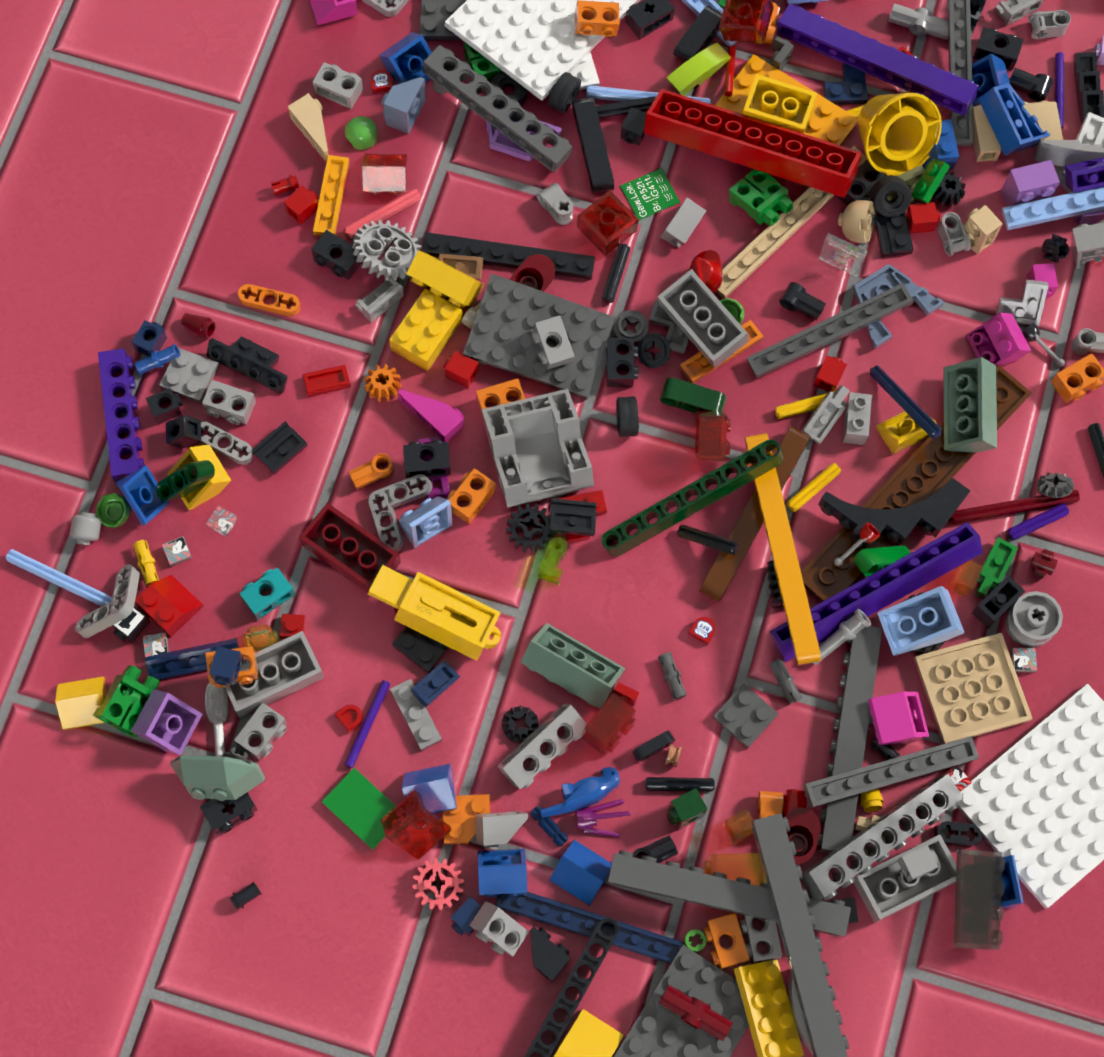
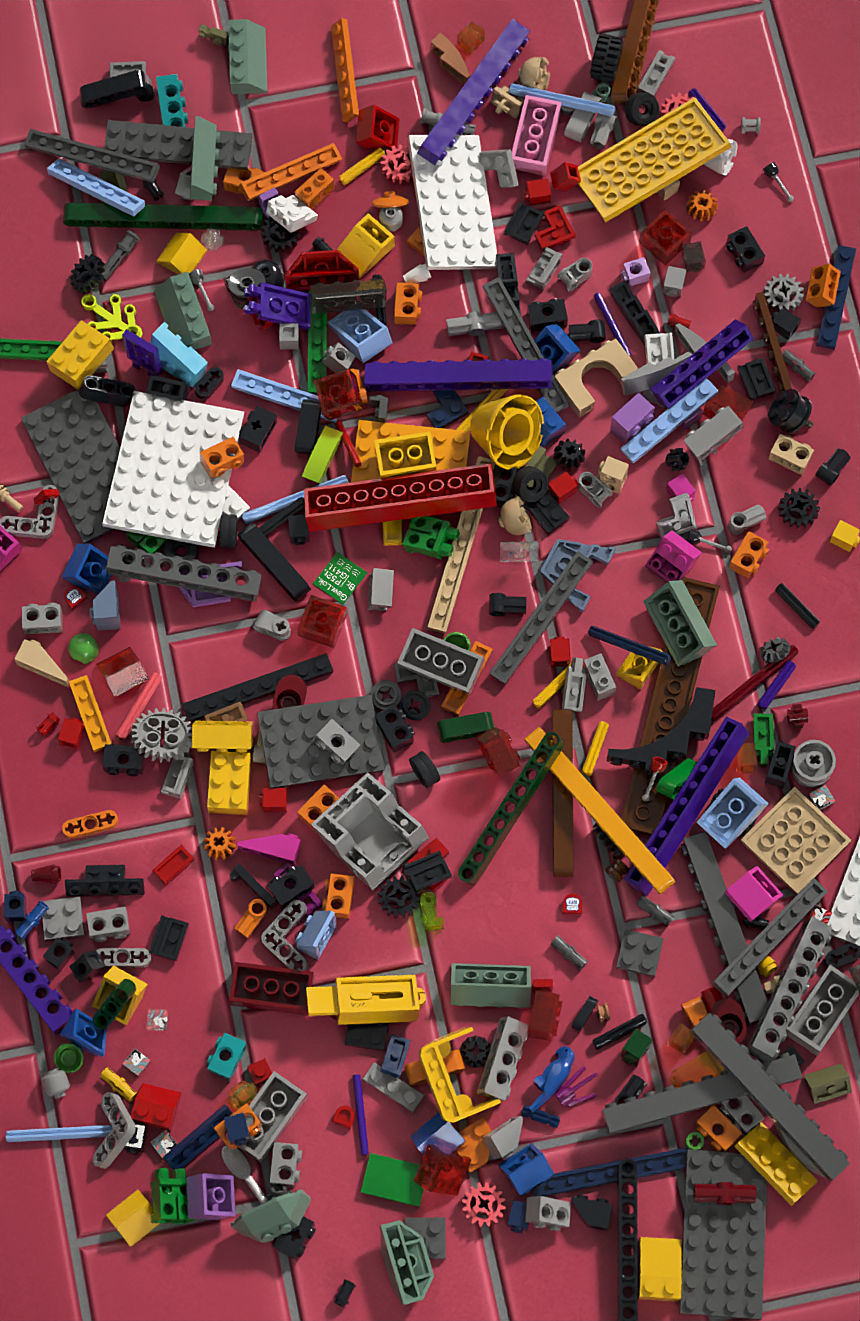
camera: 25 degrees left, 0 degrees up
(325, 898) = (406, 1261): none -> sand green wedge
(371, 883) = (434, 1232): none -> dark grey plate
(385, 420) = (240, 872): none -> black hinge
(457, 761) = (451, 1107): none -> yellow windscreen
(468, 717) = (416, 1075): none -> orange beam
(581, 872) = (584, 1137): blue slope -> none
(616, 273) = (350, 657): black axle -> none
(708, 539) = (538, 833): black axle -> none
(709, 269) = (420, 617): red piece -> none
(727, 175) = (392, 532): none -> yellow tile
(768, 619) = (617, 870): none -> reddish brown wheel
(846, 631) = (681, 848): light grey pin -> none
(871, 958) = (828, 1083): none -> olive panel
(918, 863) = (826, 994): light grey brick -> none
(930, 180) = (553, 455): green plate -> none
(1010, 120) = (590, 375): blue wedge -> none

